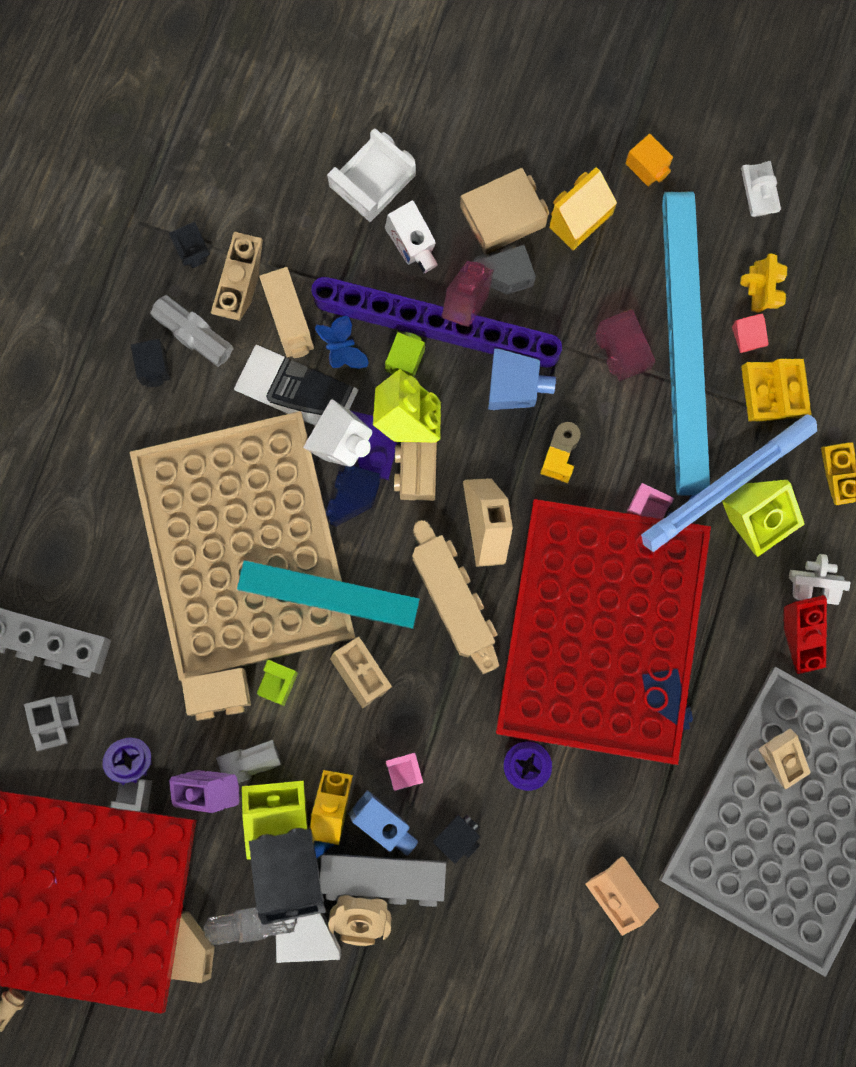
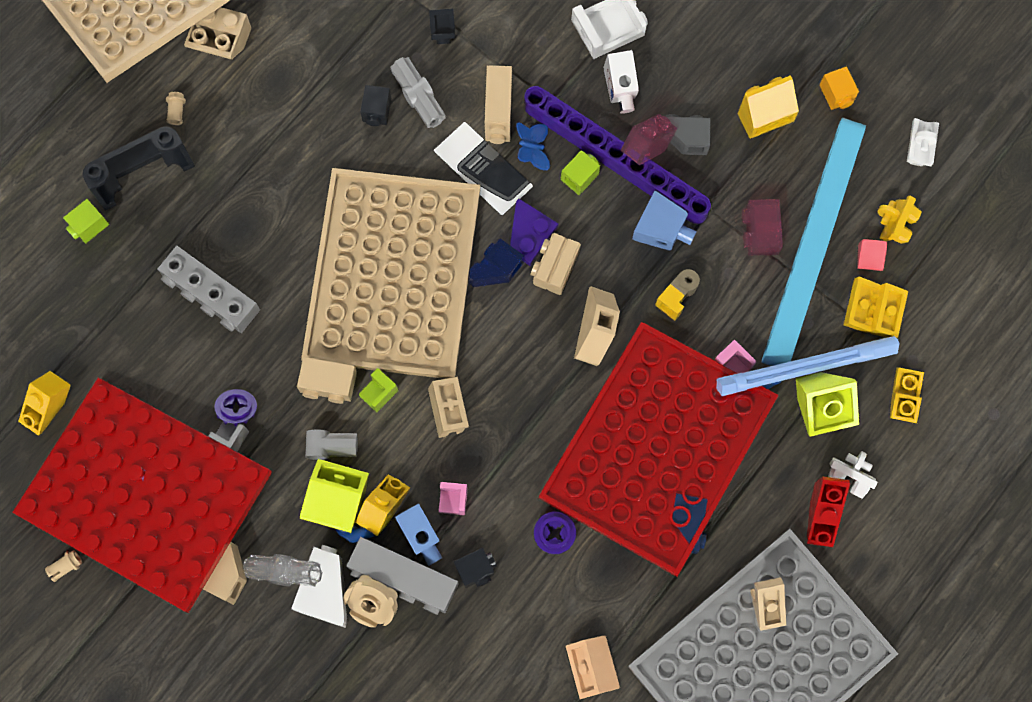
camera: 20 degrees right, 5 degrees down
(48, 720) = (188, 351): light grey brick -> none
(204, 791) = (287, 451): medium lavender brick -> none
(238, 277) = (471, 63): tan slope -> none
(286, 876) = (325, 538): black panel -> none
(328, 594) = (446, 335): teal tile -> none
(339, 436) = (502, 214): white torso -> none
(406, 410) = (565, 213): neon yellow slope -> none
(453, 598) = (545, 376): tan hinge -> none
(504, 210) = (705, 86): tan brick -> none

